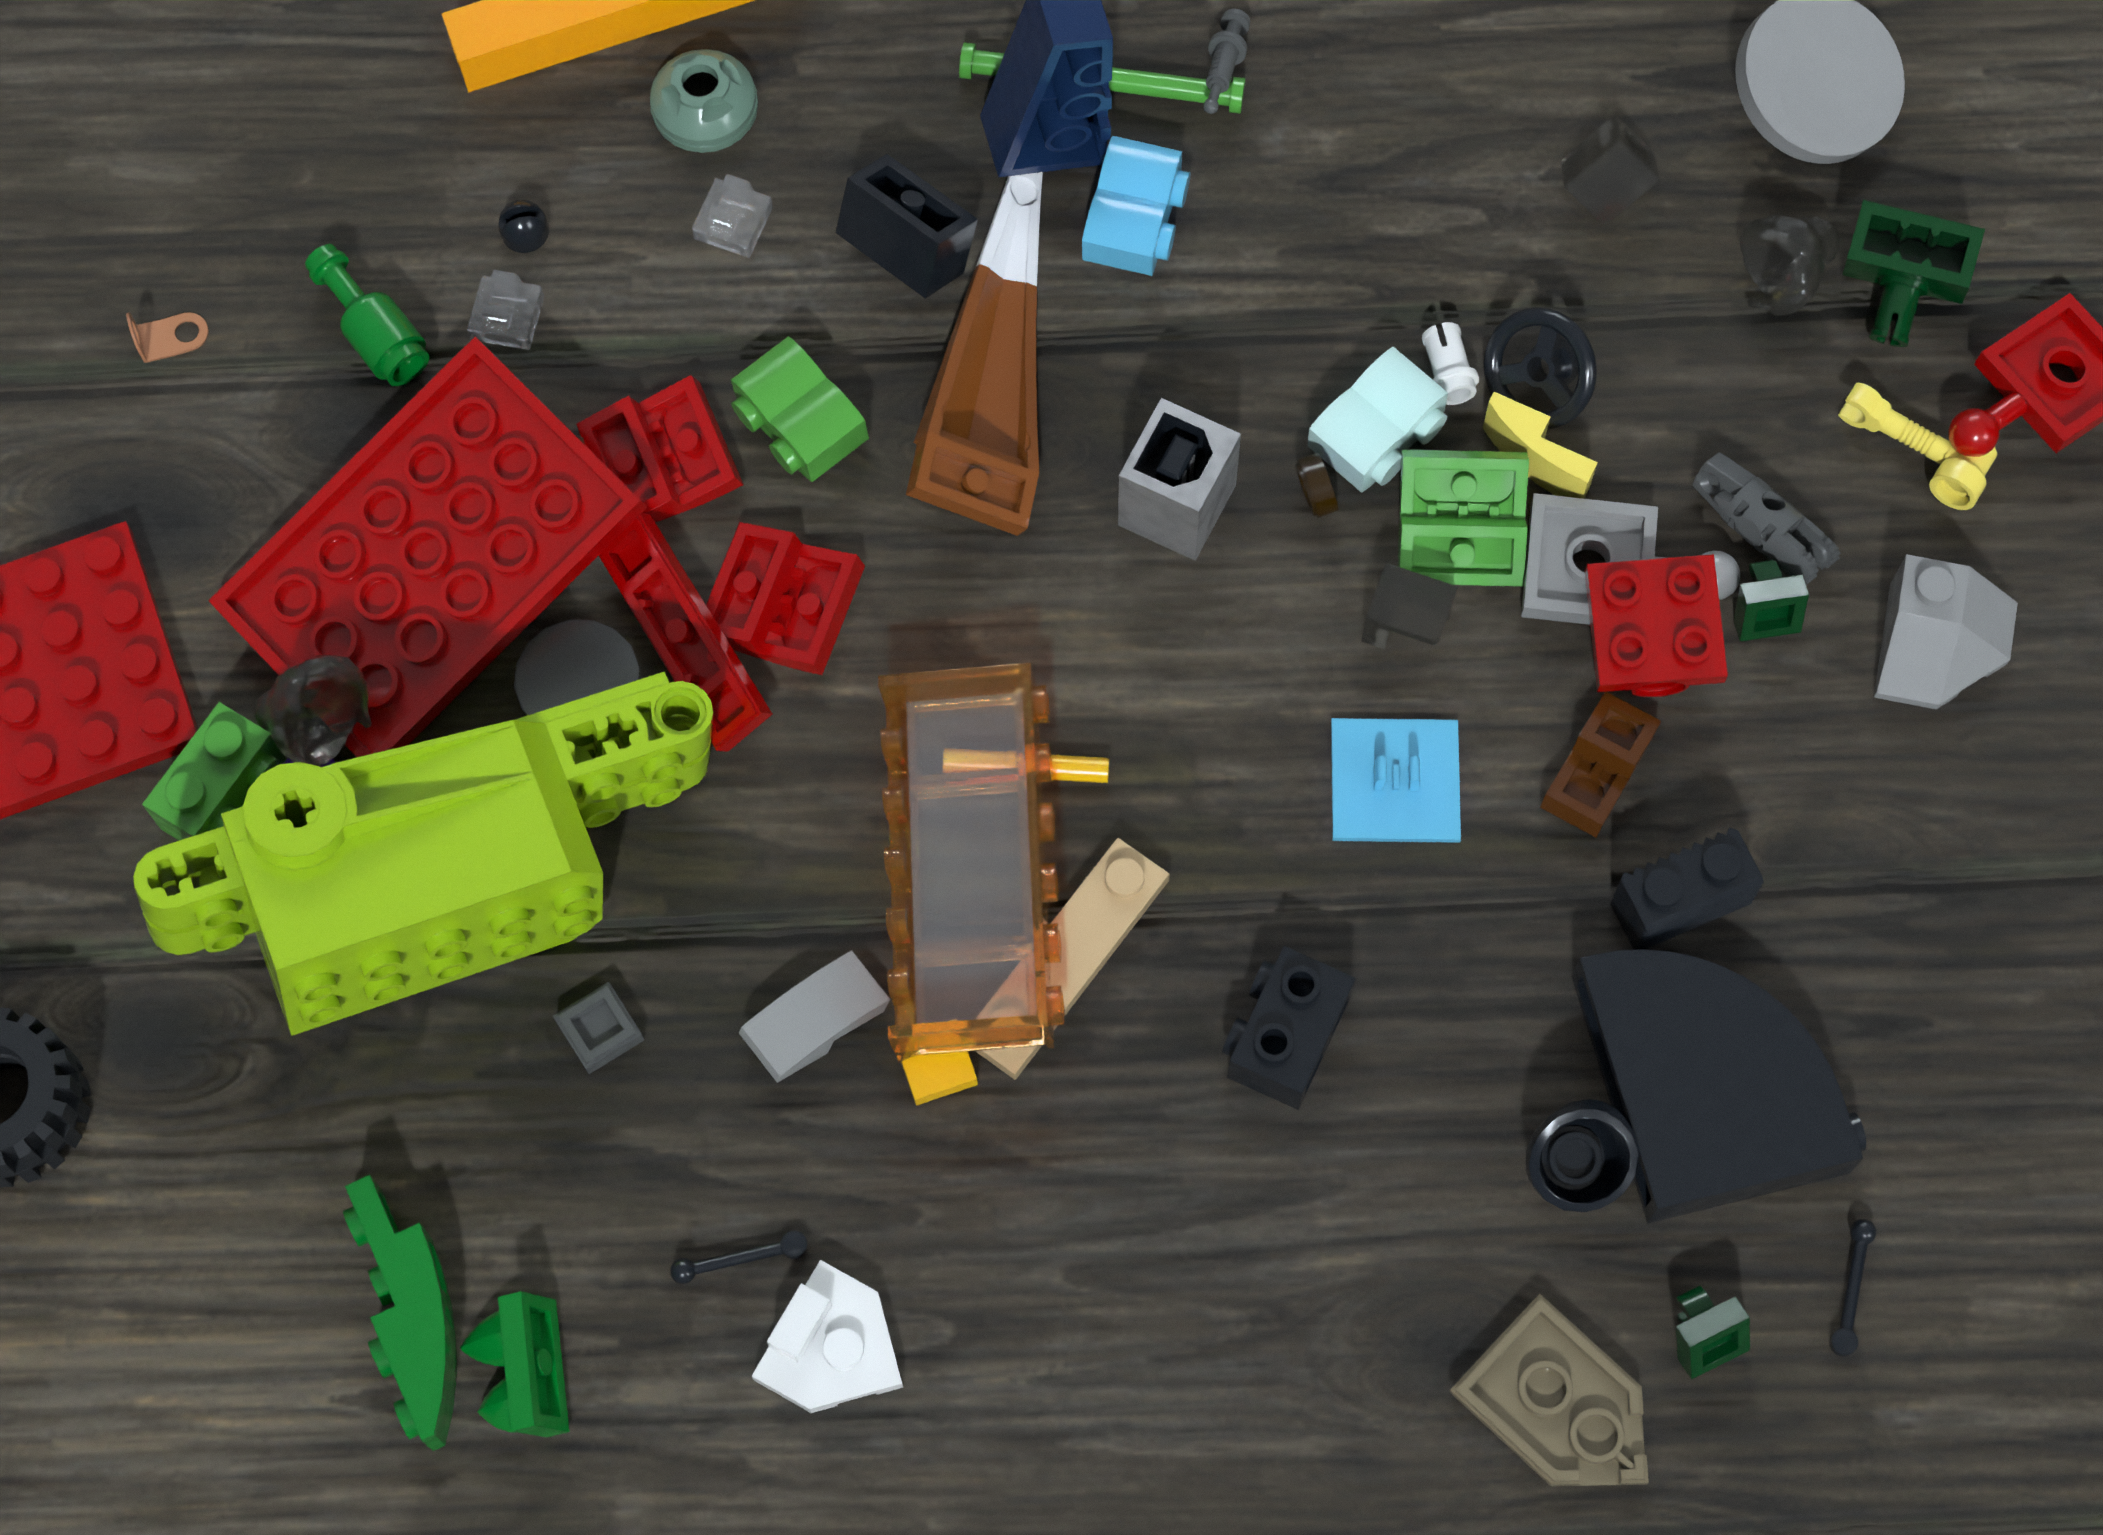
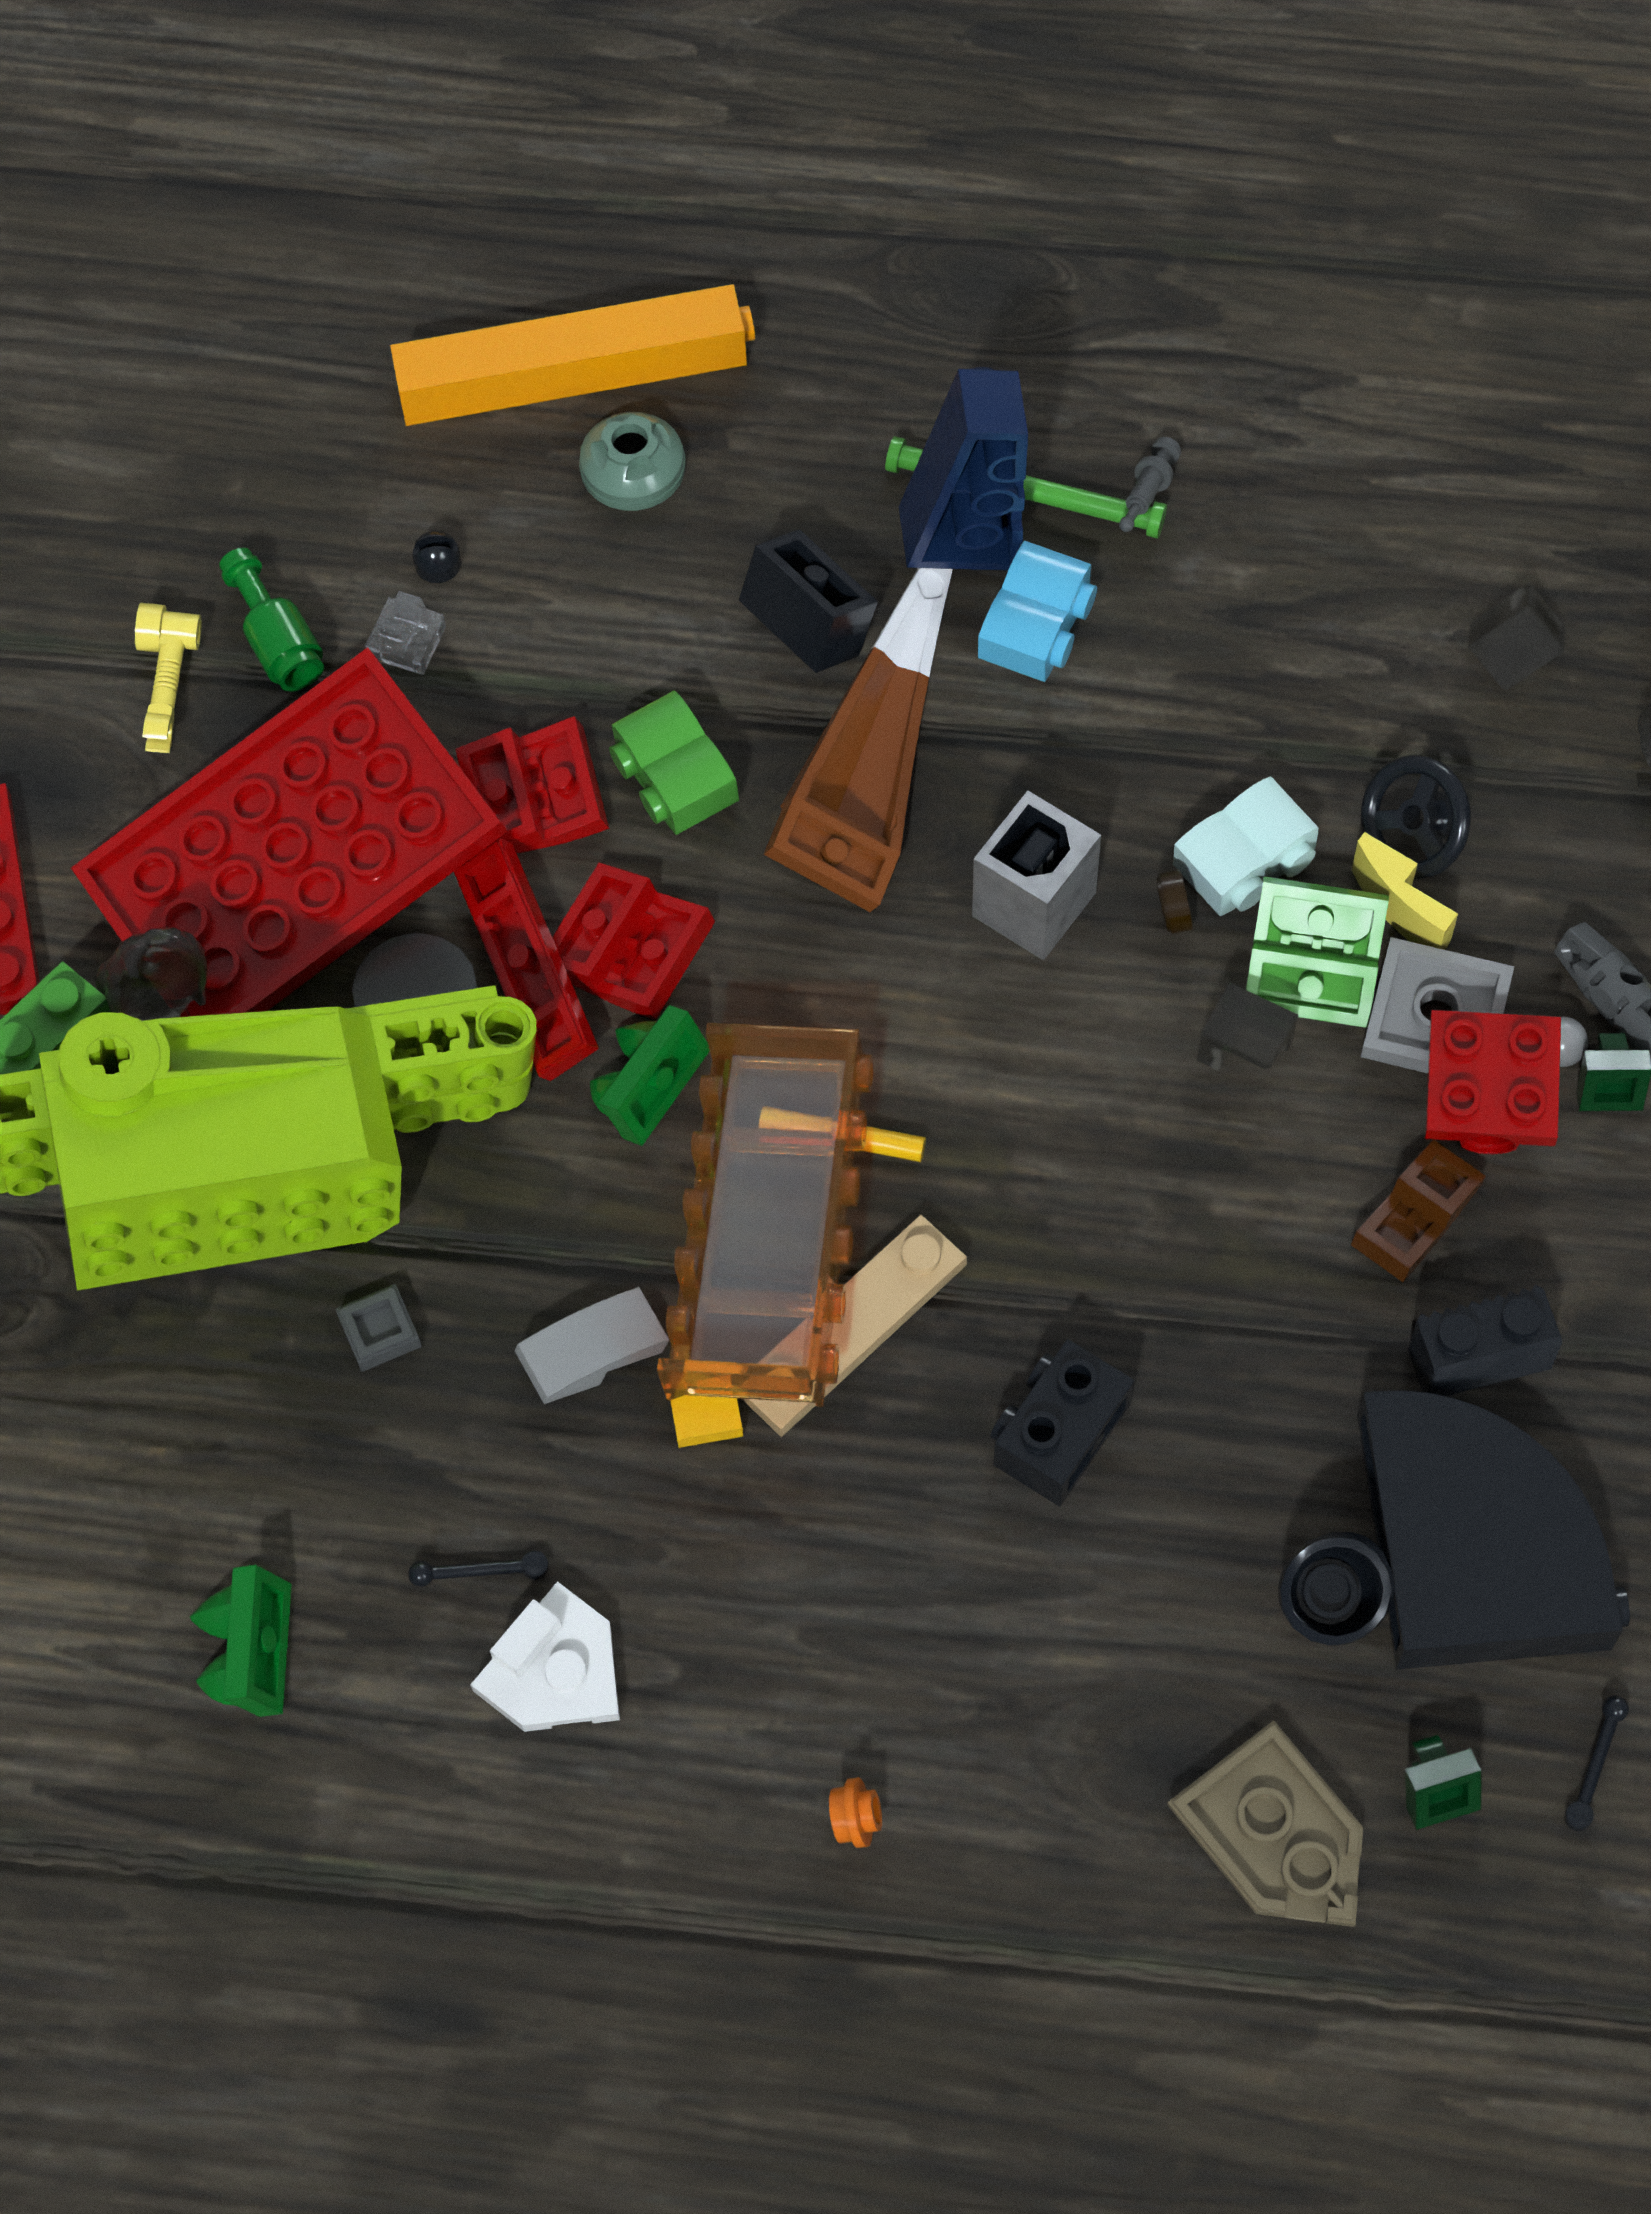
camera: 10 degrees right, 5 degrees down
(158, 339) = (68, 617): nougat piece -> none
(266, 344) = (168, 635): none -> light yellow brick
(417, 1333) = (152, 1582): green slope -> none
(732, 216) = (641, 572): clear tile -> none
(837, 719) = (659, 1066): none -> green tile
(1149, 1447) = (855, 1813): none -> orange plate
(1395, 780) = (1209, 1199): medium azure piece -> none
(1450, 363) = (1328, 803): white pin -> none

